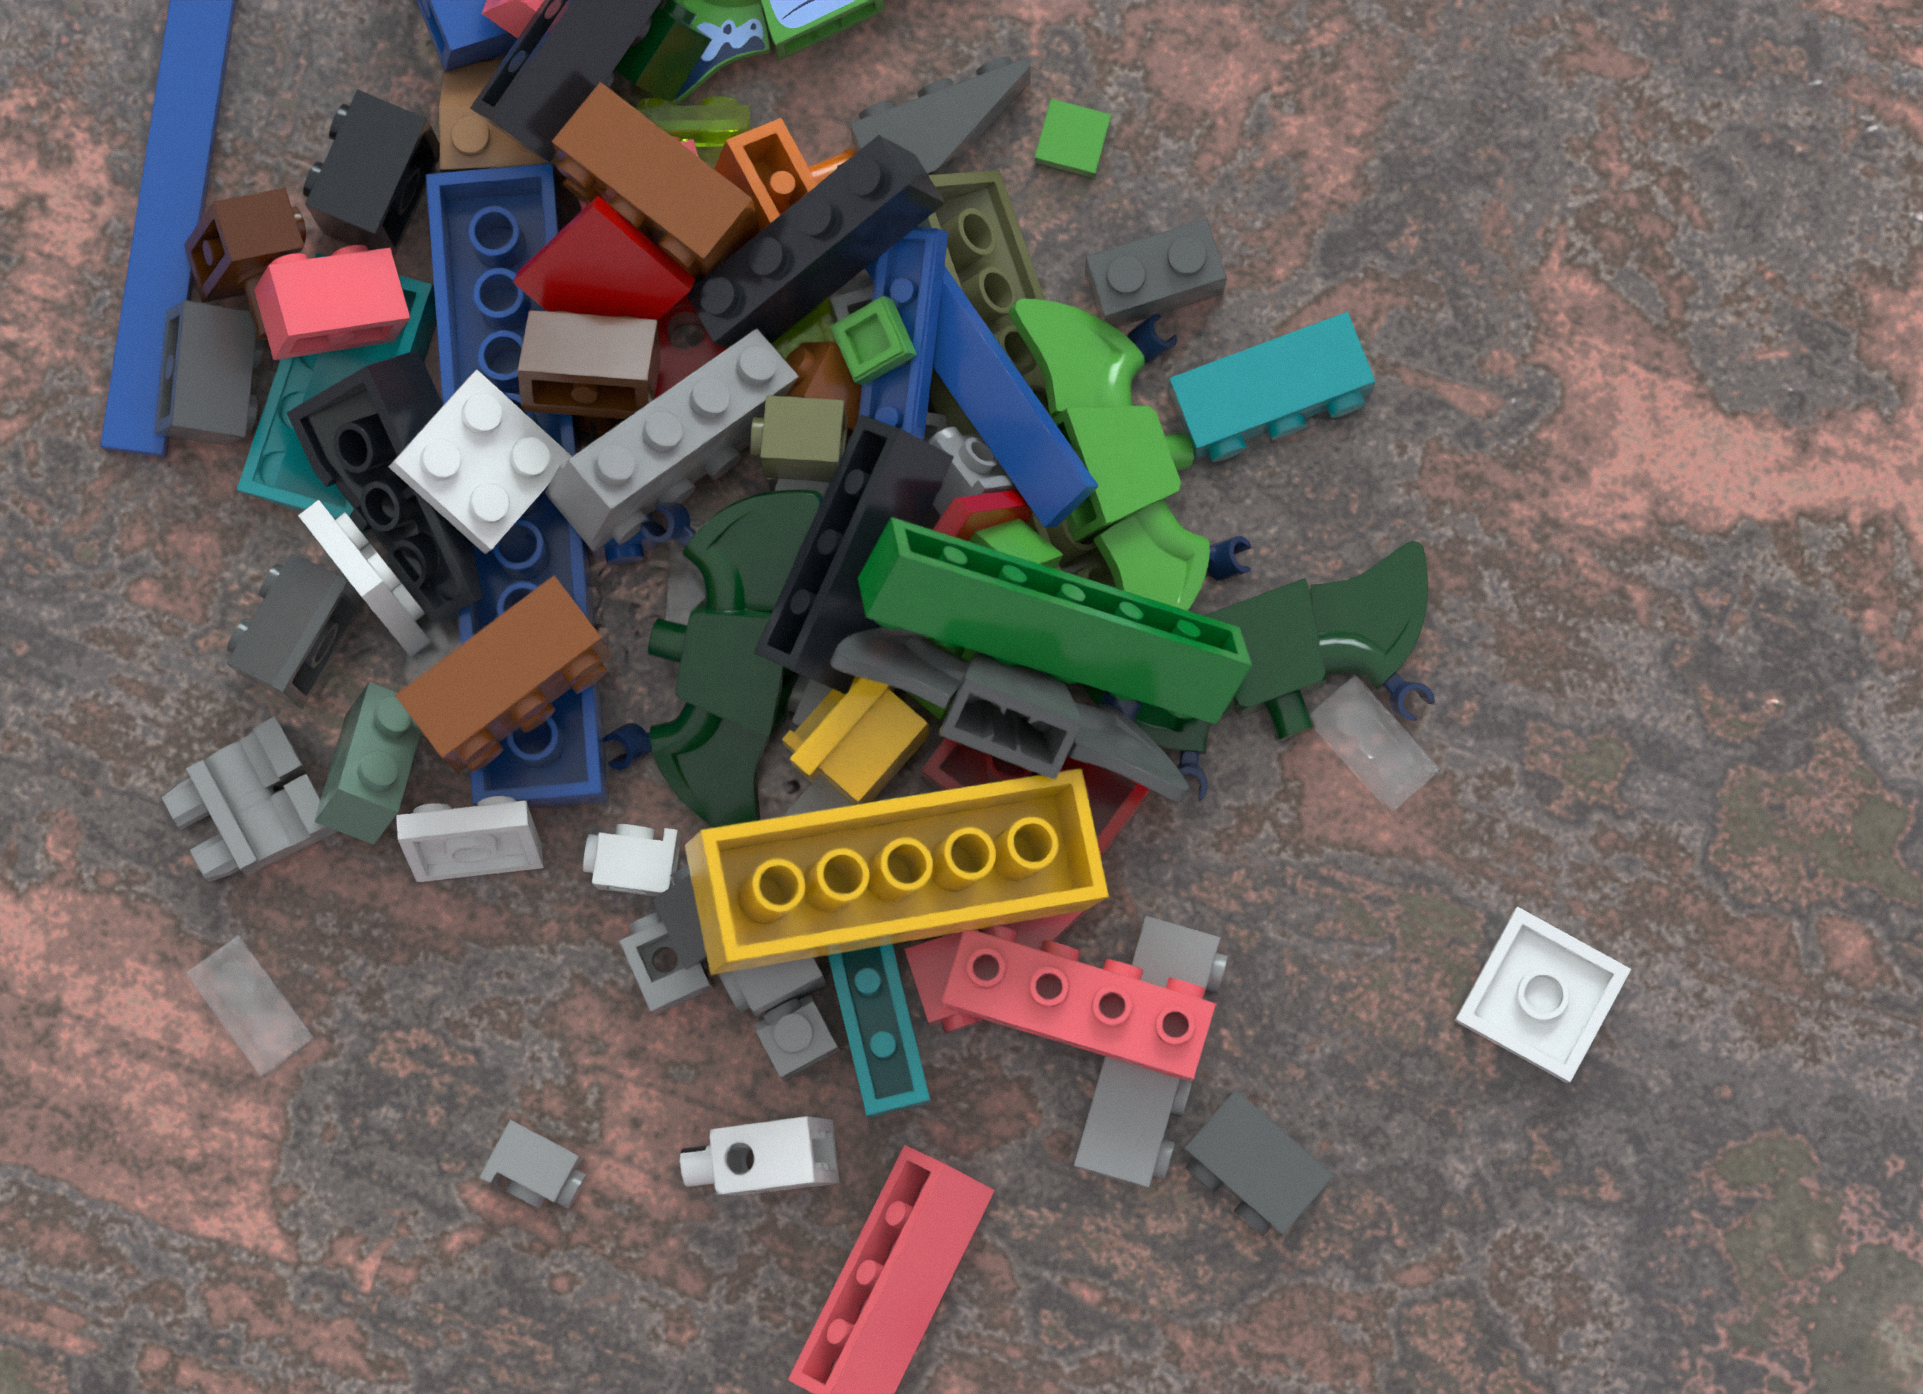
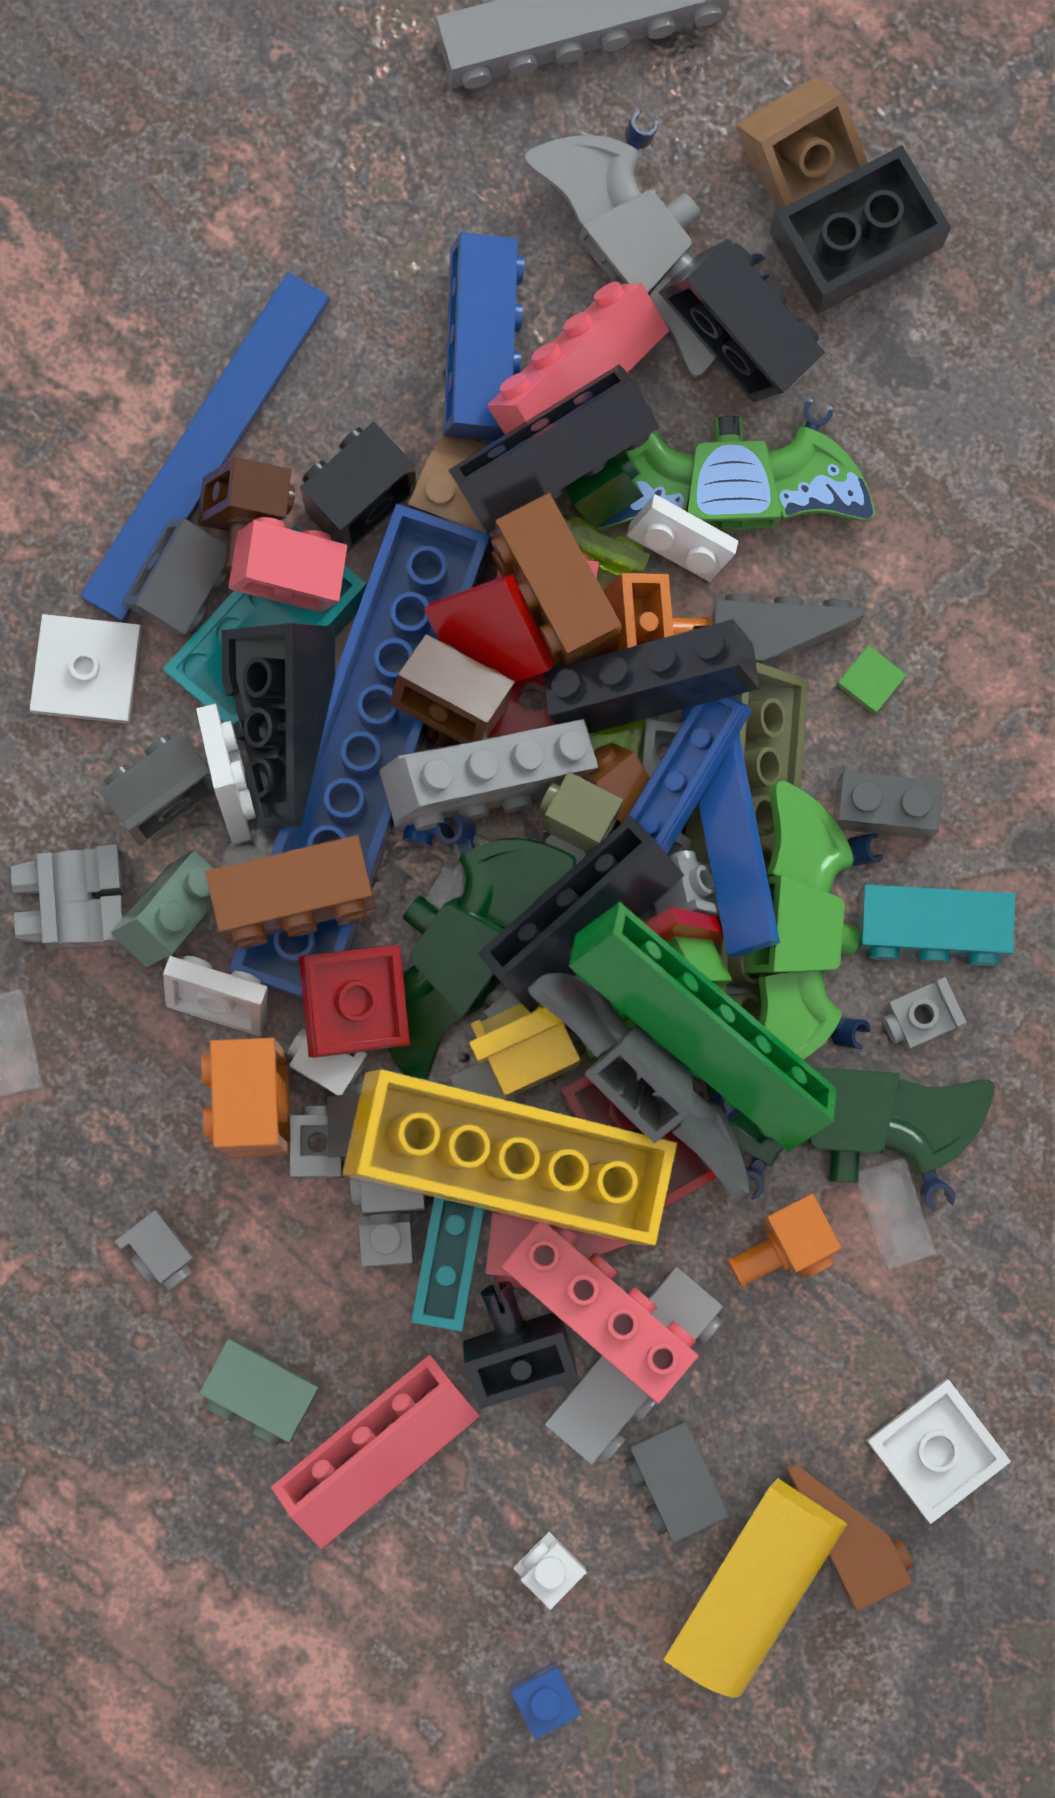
camera: 15 degrees right, 0 degrees up
(145, 529) = (85, 669): none -> white plate
(480, 461) = (342, 727): white plate -> none
(564, 936) = (248, 1097): none -> orange brick
(634, 774) = (354, 1000): none -> red tile
(725, 1277) = (258, 1391): none -> sand green brick
(778, 69) = (682, 538): none -> white plate
(785, 1152) = (340, 1321): white torso -> none
(873, 340) = (664, 765): bright green tile -> none
(1006, 1098) = (518, 1353): none -> black brick
(1154, 1331) = (549, 1570): none -> white brick
(1270, 823) = (796, 1241): none -> orange brick
(1323, 480) = (944, 1015): none -> light grey brick
(1401, 1247) = (755, 1591): none -> yellow brick
(1496, 1147) = (864, 1555): none -> dark orange slope

